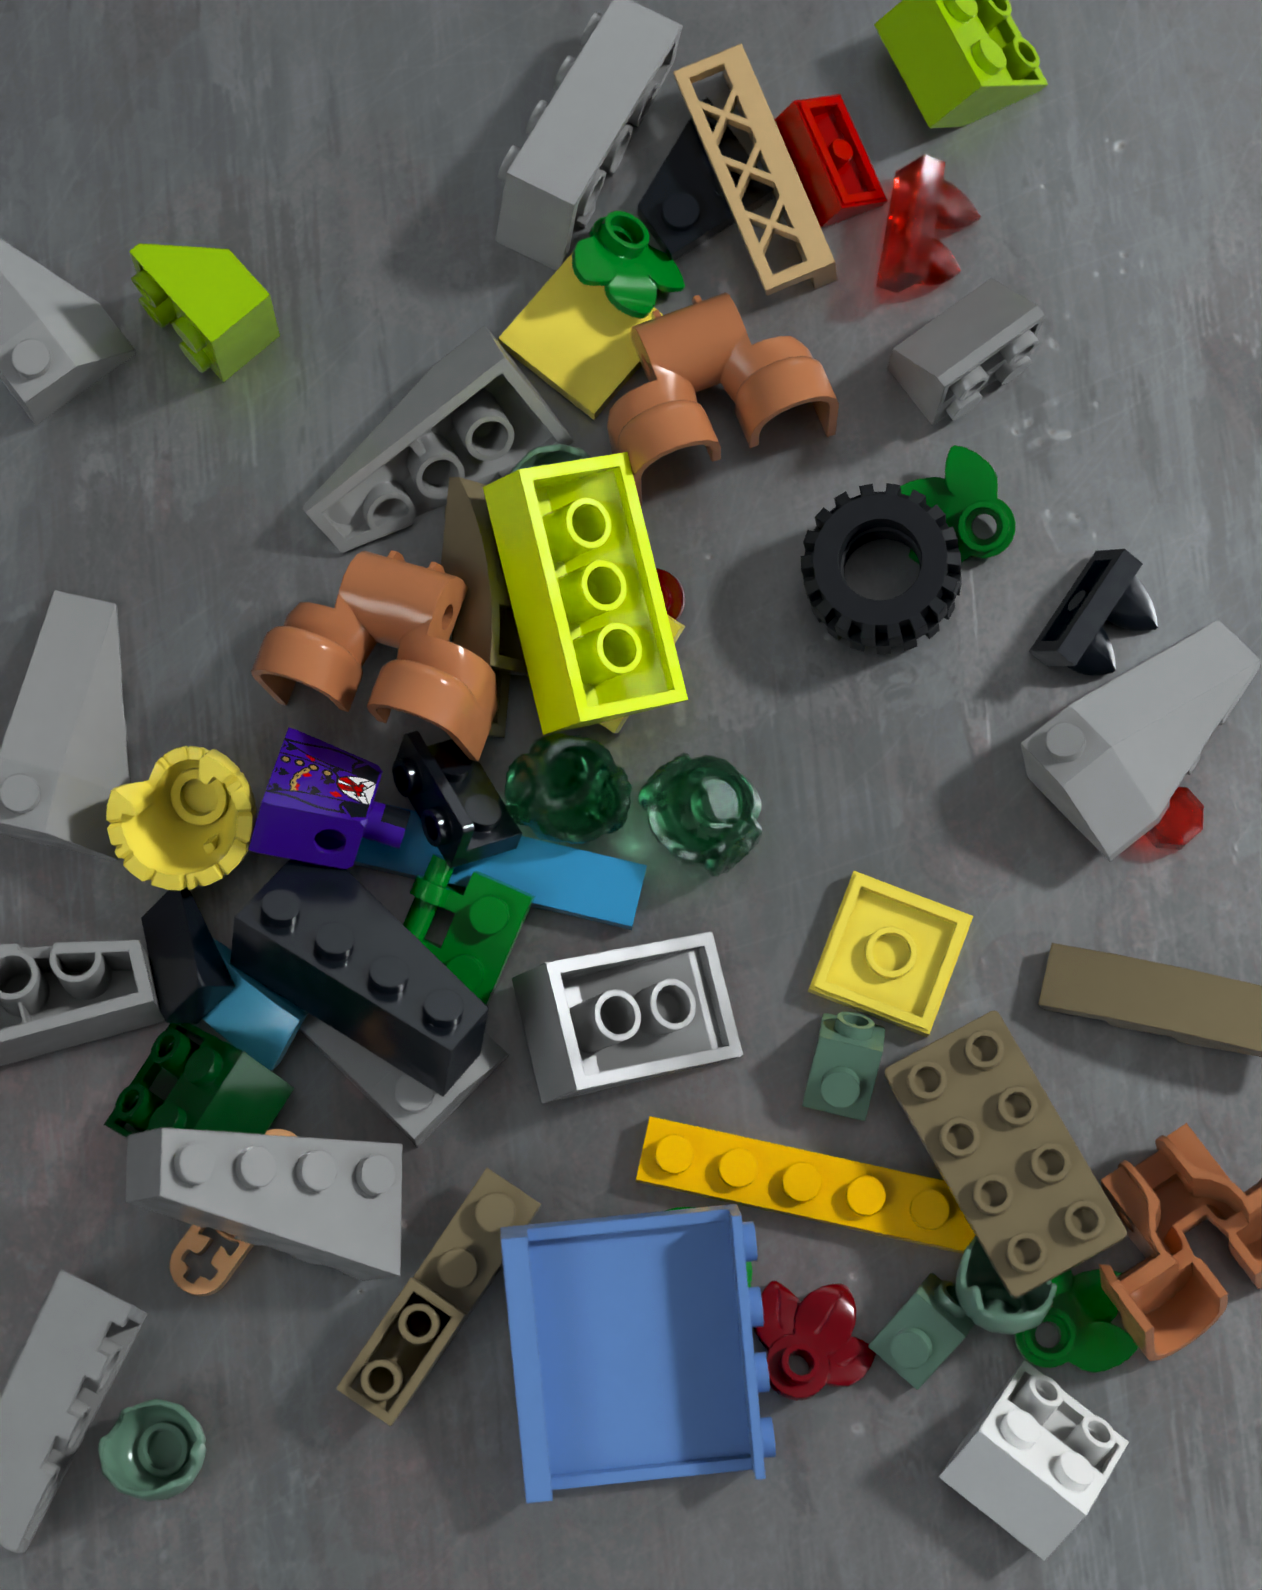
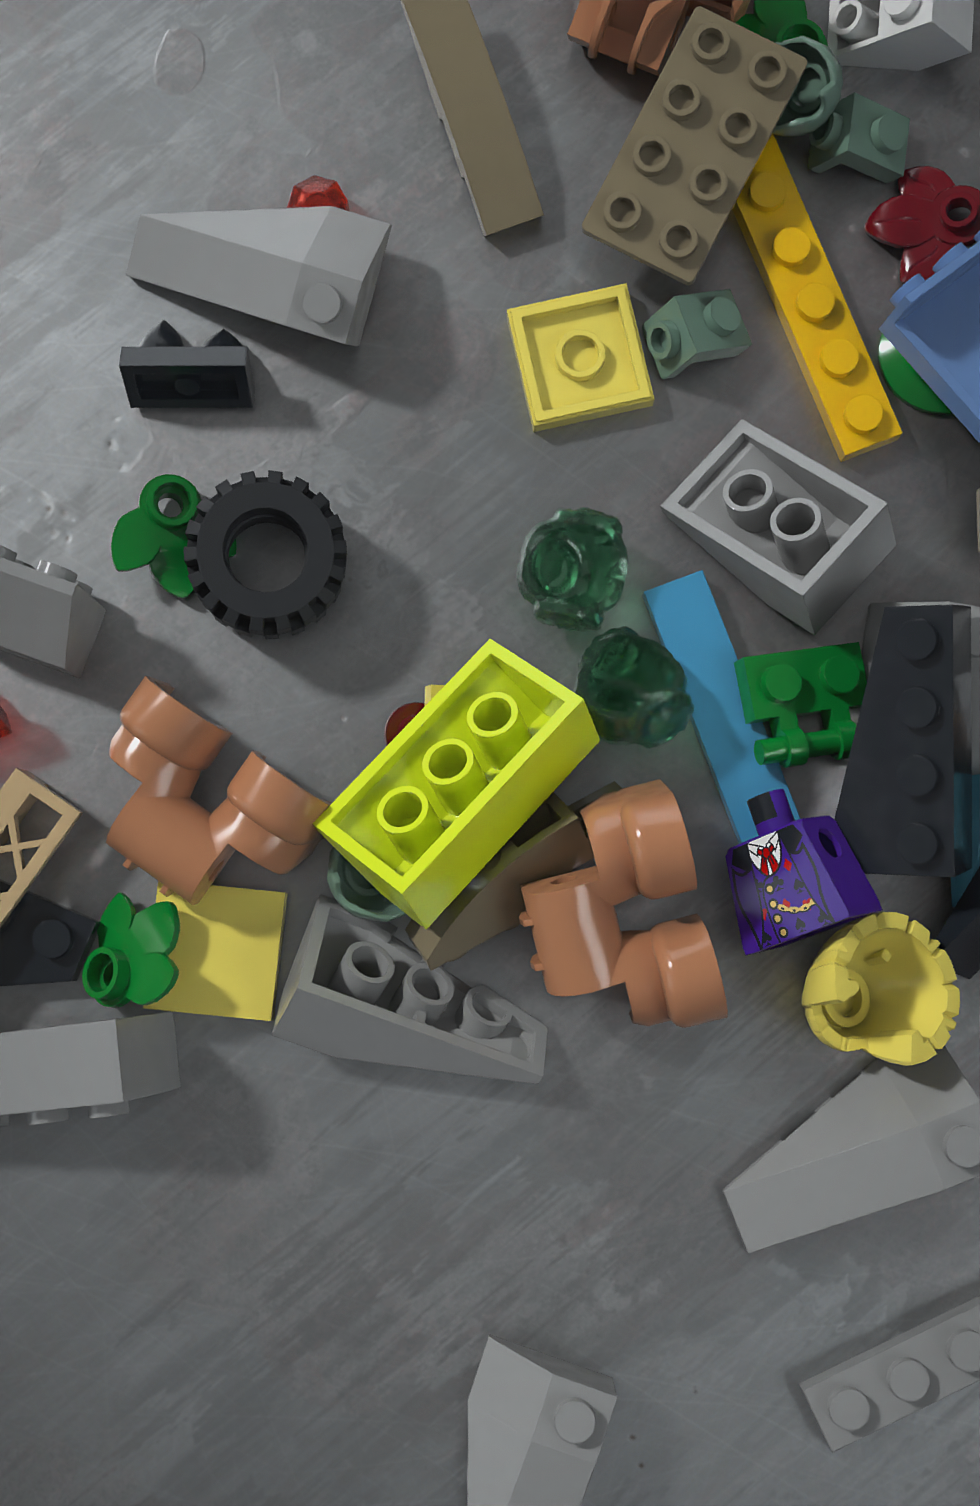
camera: 115 degrees left, 5 degrees up
(209, 303) = (408, 1298): lime slope -> none
(454, 801) = (709, 770): black bracket -> none

